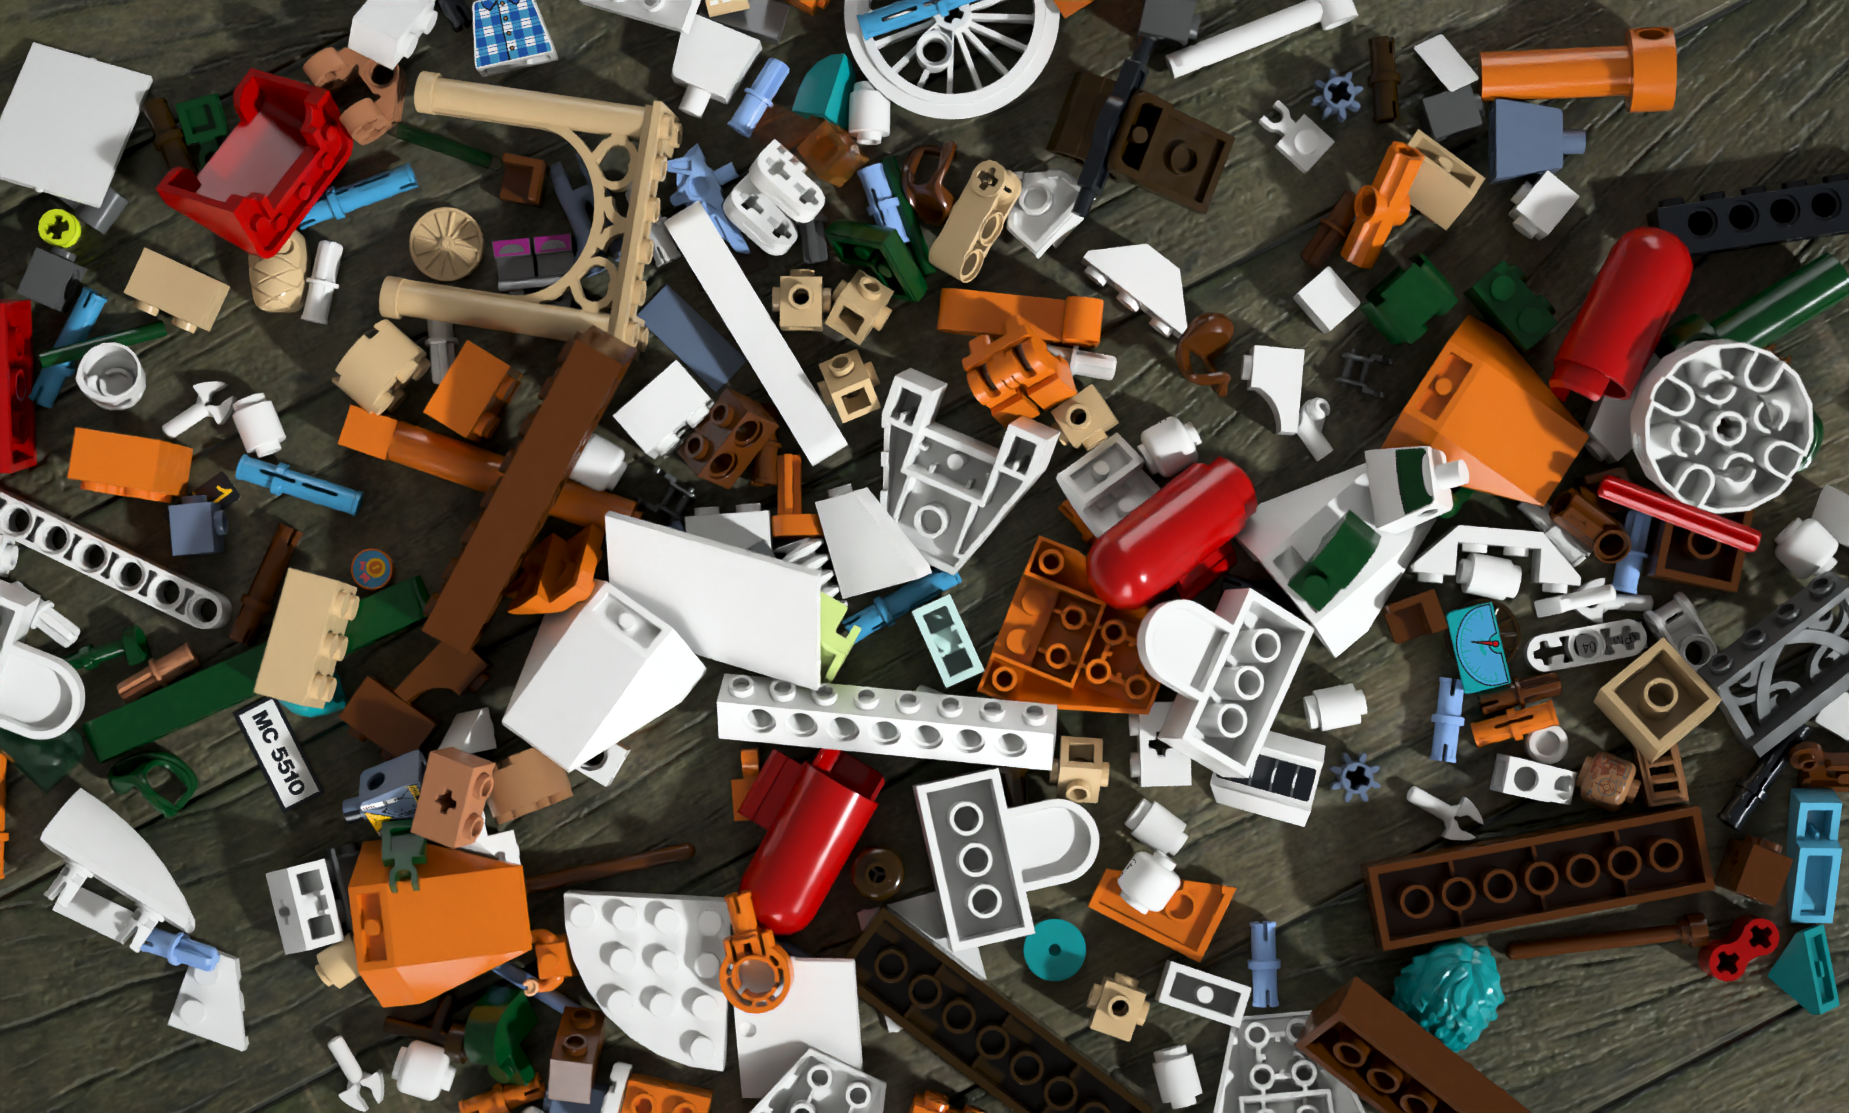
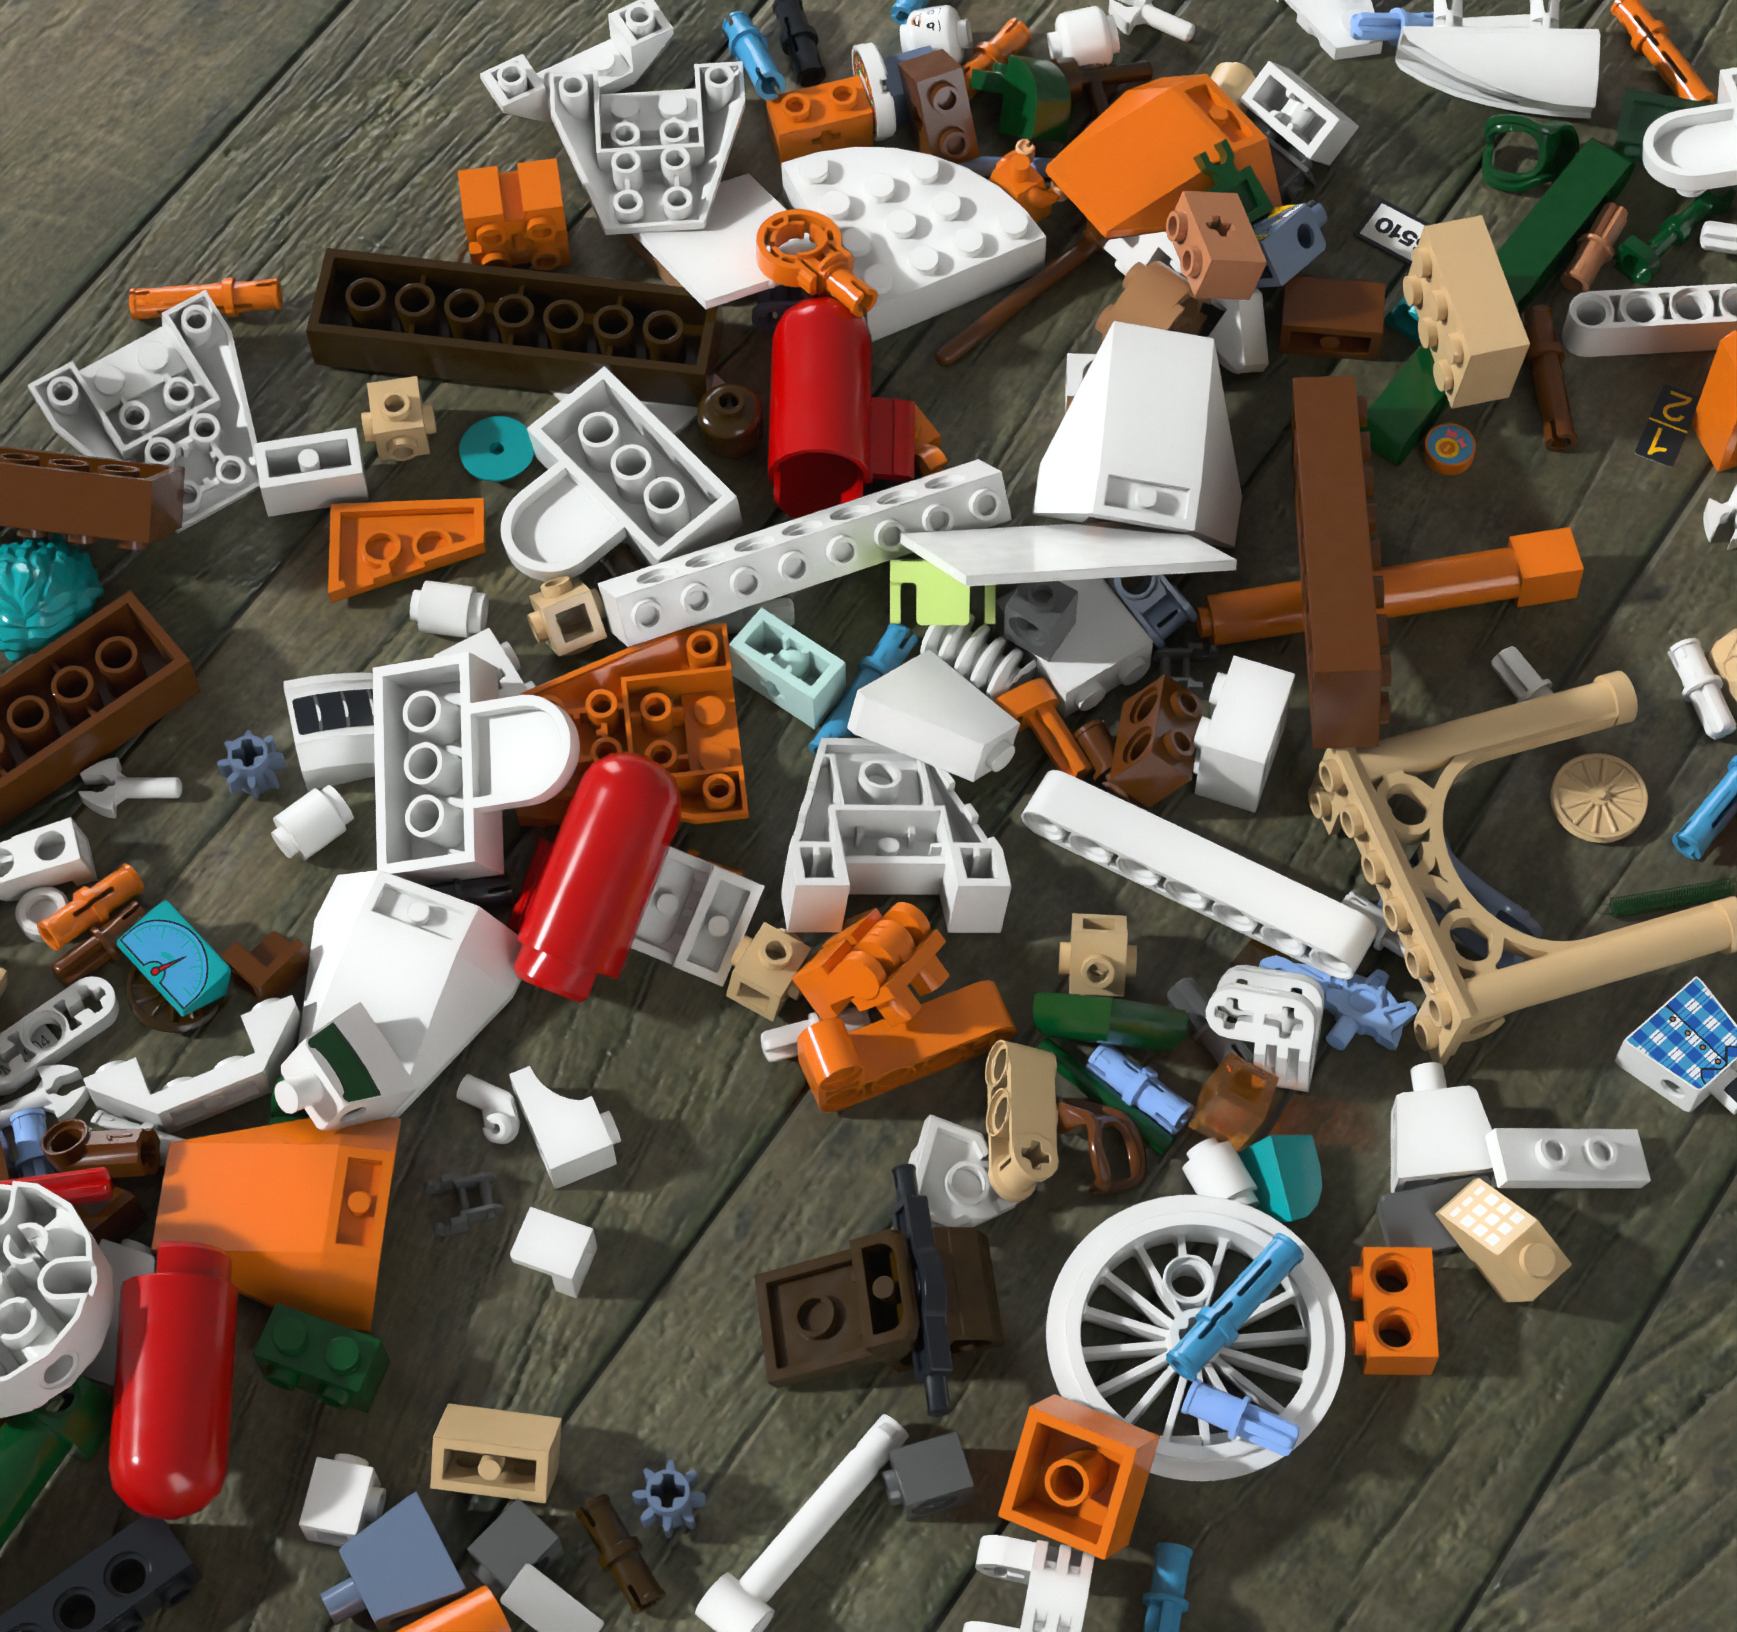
camera: 150 degrees right, 25 degrees down
(197, 527) = (1656, 390): sand blue brick -> none
(258, 425) = (1666, 515): white brick -> none
(283, 480) = (1602, 481): dark azure pin -> none
(381, 368) = (1576, 620): tan brick -> none
(447, 669) = (1276, 395): reddish brown arch -> none
(474, 393) = (1460, 645): orange brick -> none
(519, 270) = (1490, 814): flat silver hips -> none
(524, 180) = (1560, 902): reddish brown panel -> none
(557, 573) = (1252, 521): orange plate -> none
(600, 464) = (1282, 648): white head -> none
(691, 338) = (1279, 846): sand blue sticker -> none
(759, 97) = (1359, 1132): light blue axle -> none
(805, 316) = (1167, 928): tan brick -> none
(849, 385) = (1057, 868): tan brick -> none
(1143, 282) = (786, 1159): white slope -> none
(1148, 881) = (429, 540): white head -> none
(1169, 446) = (652, 996): white head -> none
(1176, 1076) = (298, 394): white brick -> none
(1206, 338) = (674, 1136): reddish brown piece -> none
(1264, 964) = (258, 543): light blue pin -> none
(1301, 140) = (684, 1428): white plate -> none
(1330, 231) = (589, 1343): reddish brown axle -> none
(1336, 561) = (385, 938): dark green brick -> none
(1382, 205) = (542, 1379): orange piece -> none
(1408, 300) = (453, 1291): dark green brick -> none
(1447, 720) = (171, 875): light blue pin -> none
(1488, 576) = (197, 1047): white brick -> none
(1575, 600) = (101, 1050): white bar -> none

